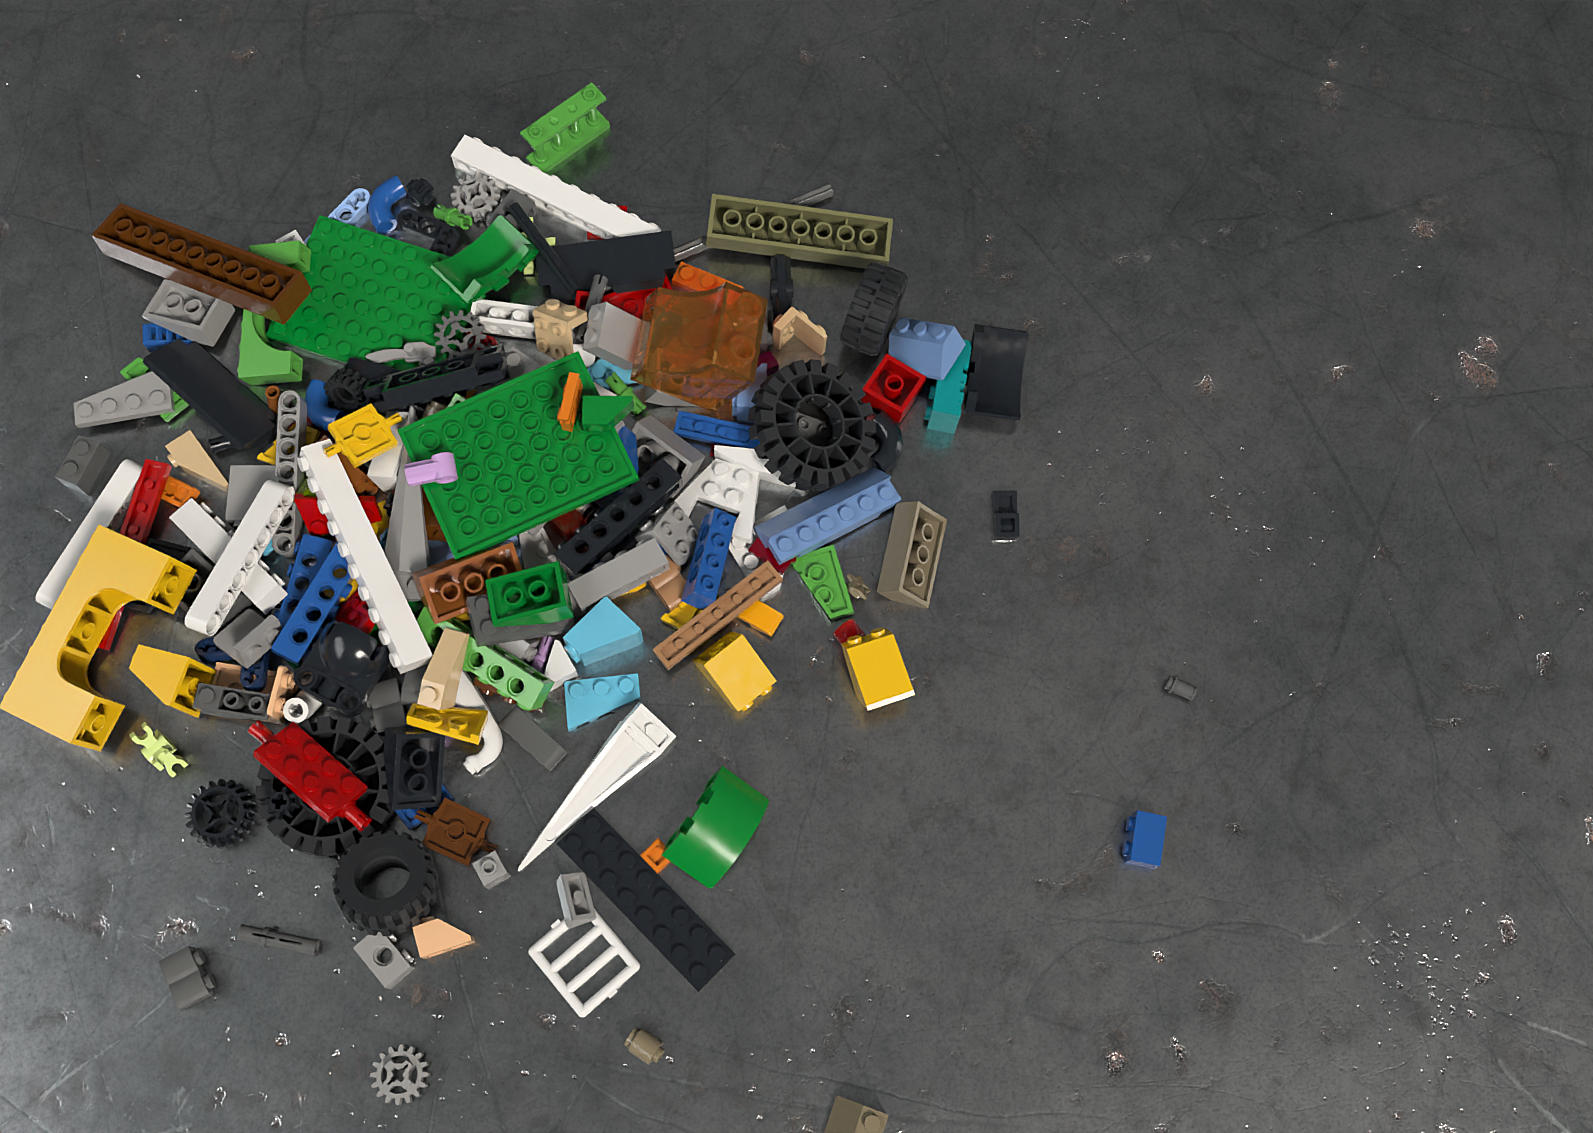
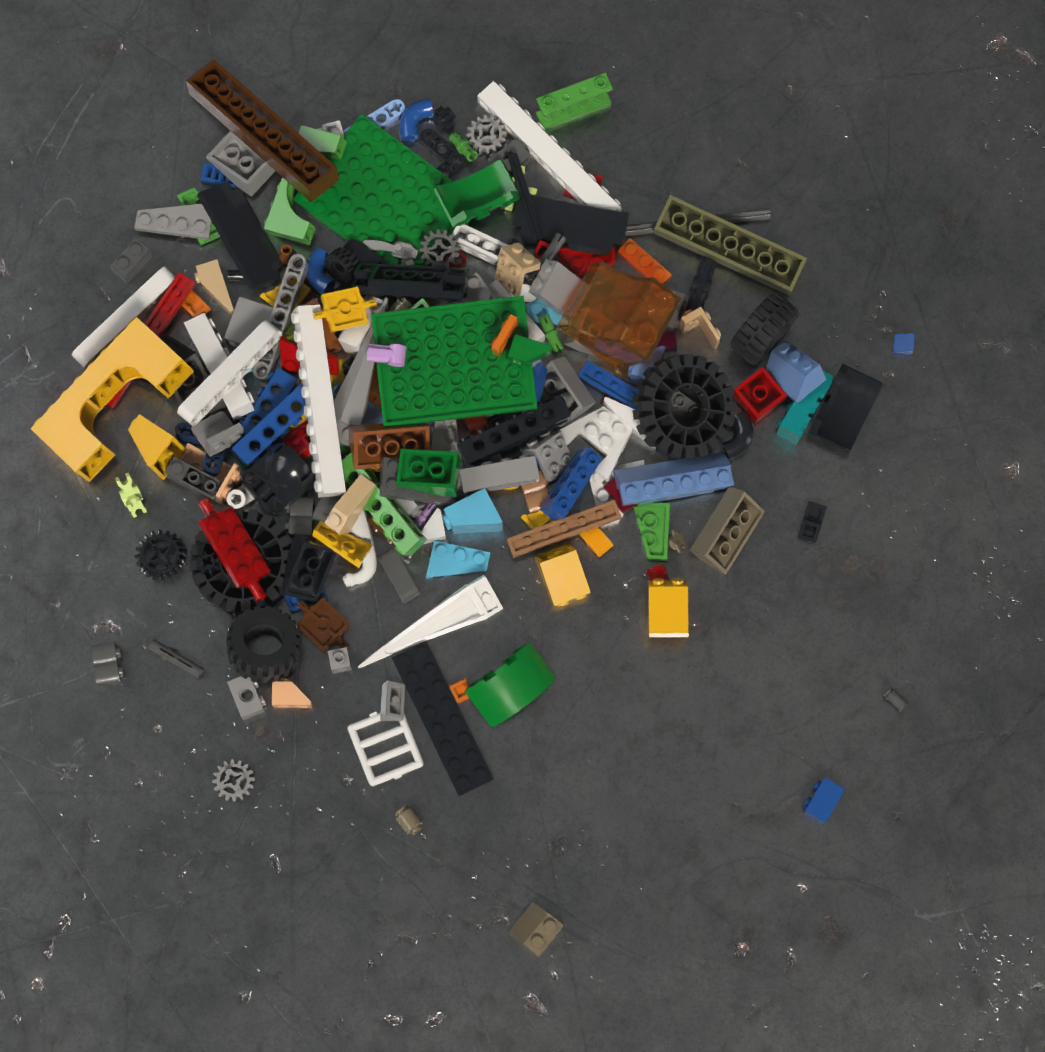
camera: 25 degrees right, 5 degrees up
(1033, 283) = (904, 343): none -> blue slope

